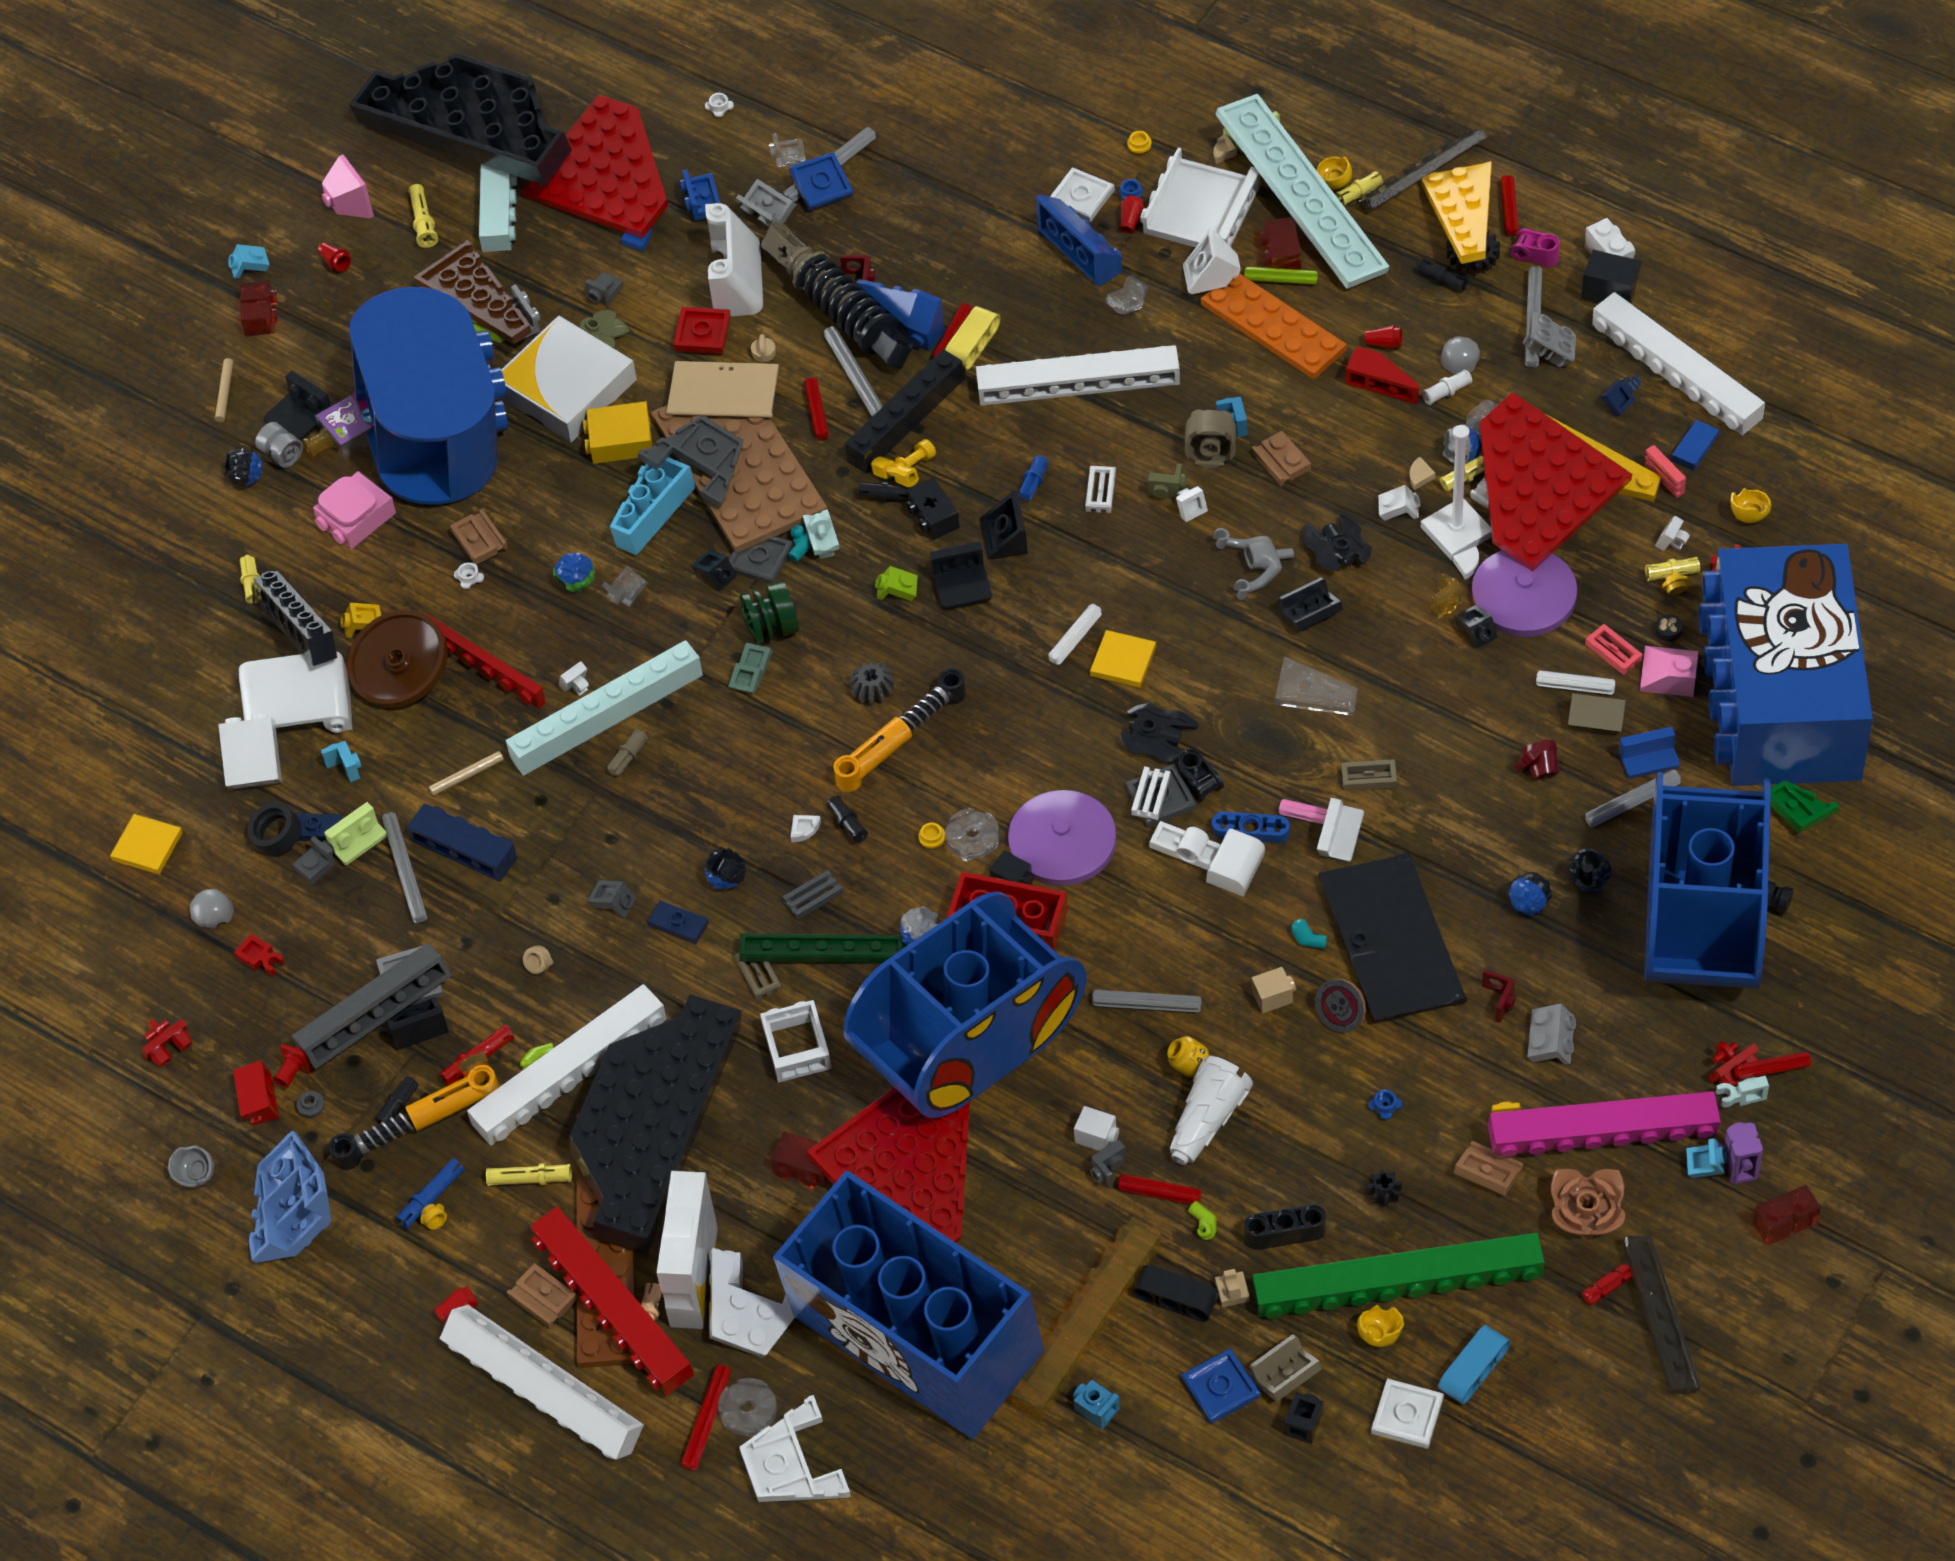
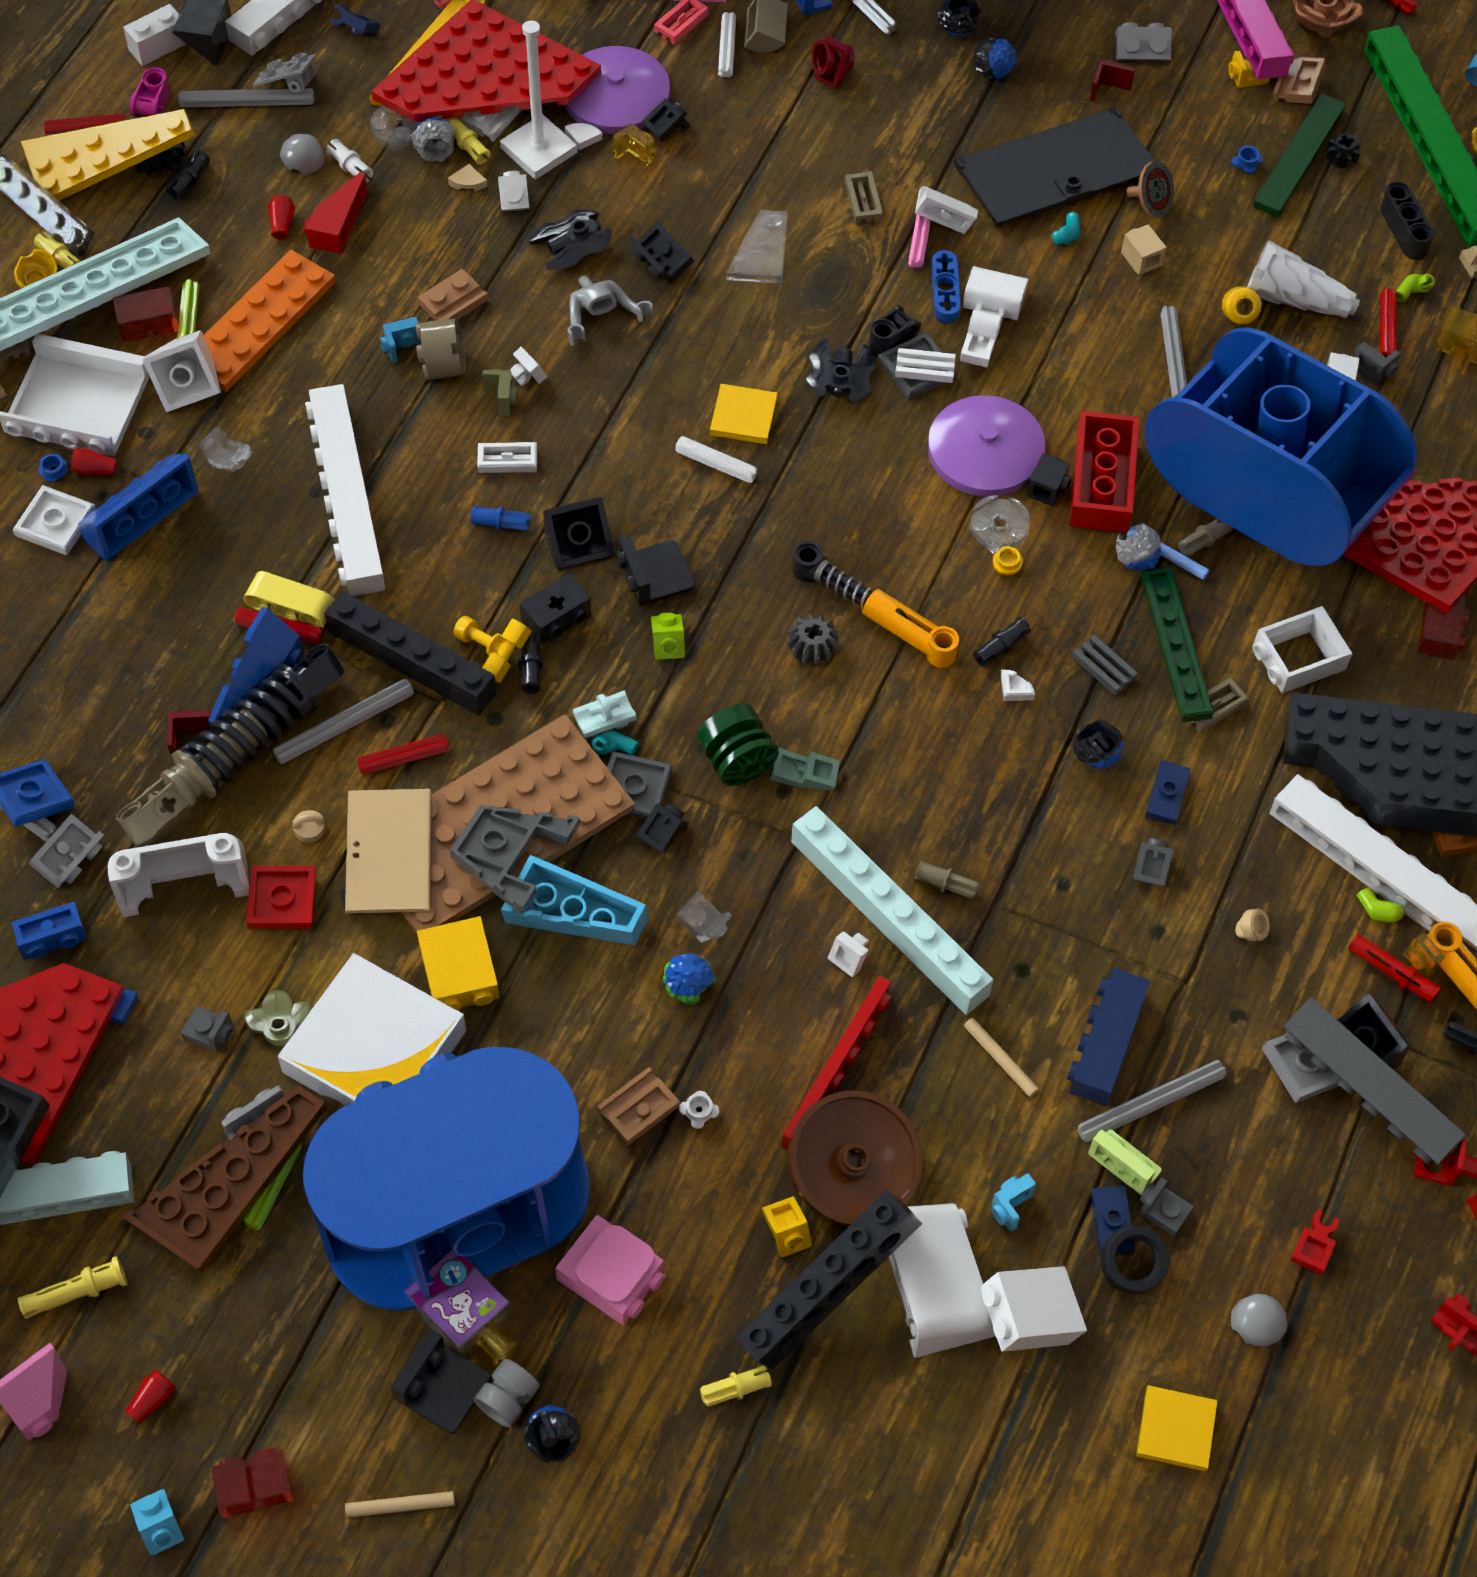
camera: 105 degrees left, 5 degrees up
(1390, 1154) = (1299, 155): none -> dark green tile

